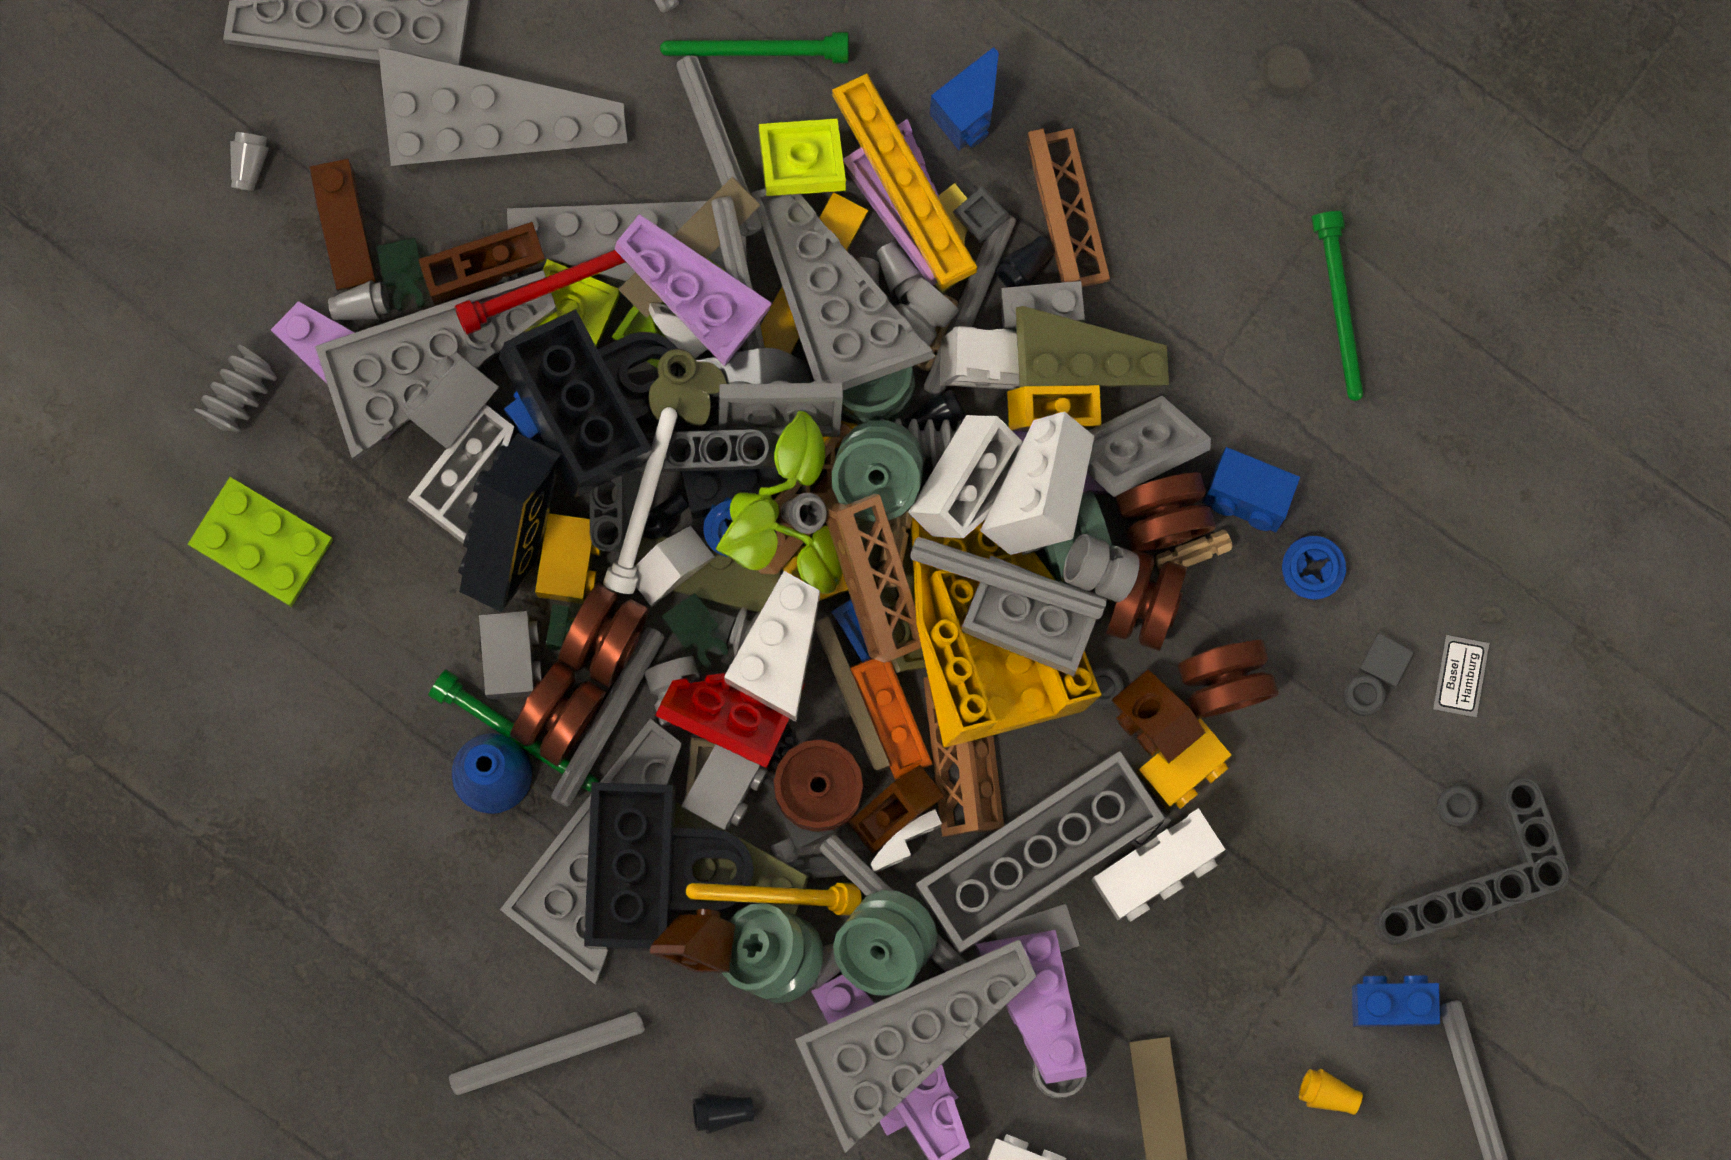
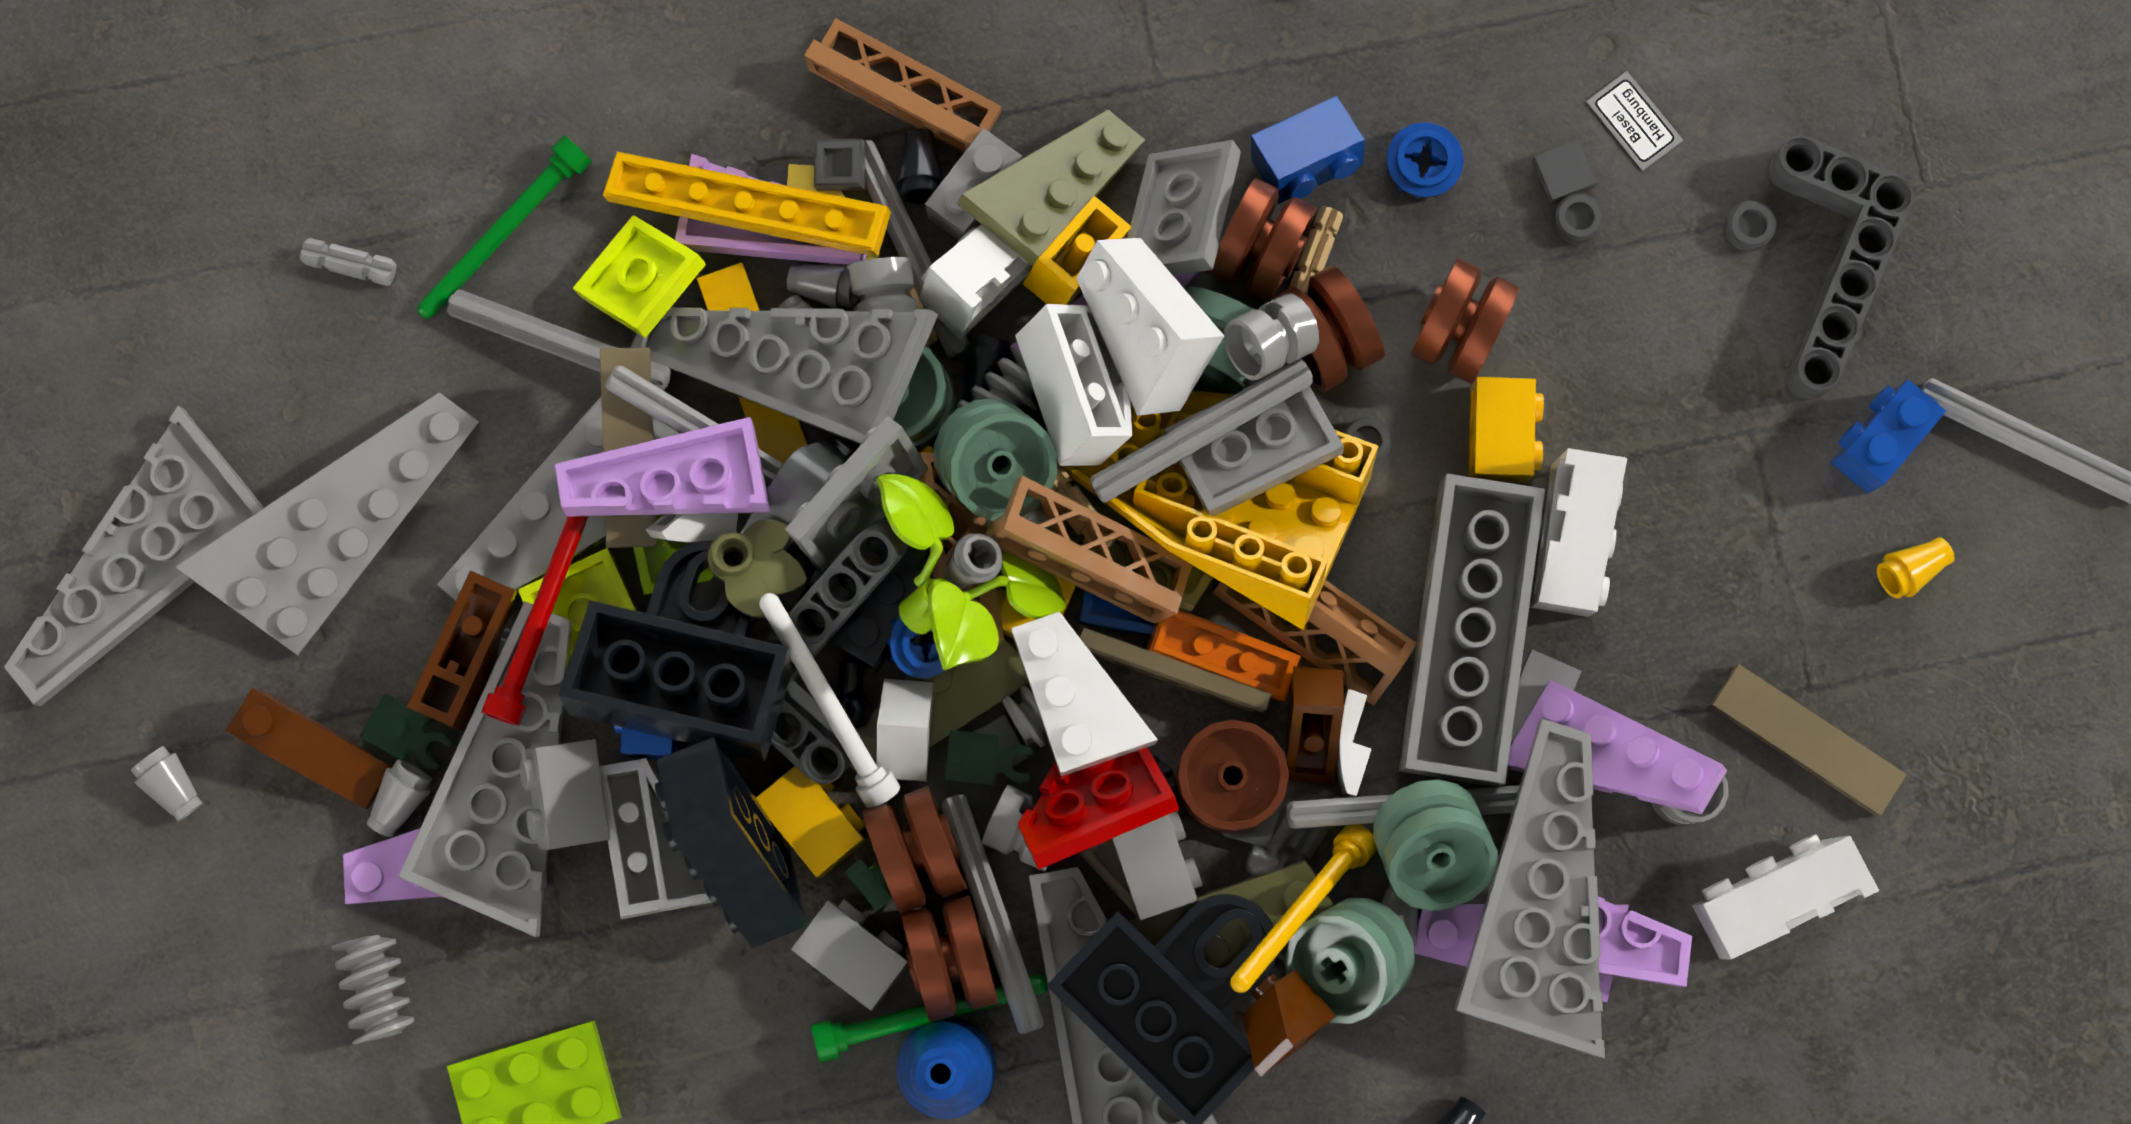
camera: 45 degrees left, 0 degrees up
(966, 102) = (727, 83): blue slope -> none
(1157, 717) = (1443, 413): reddish brown brick -> none

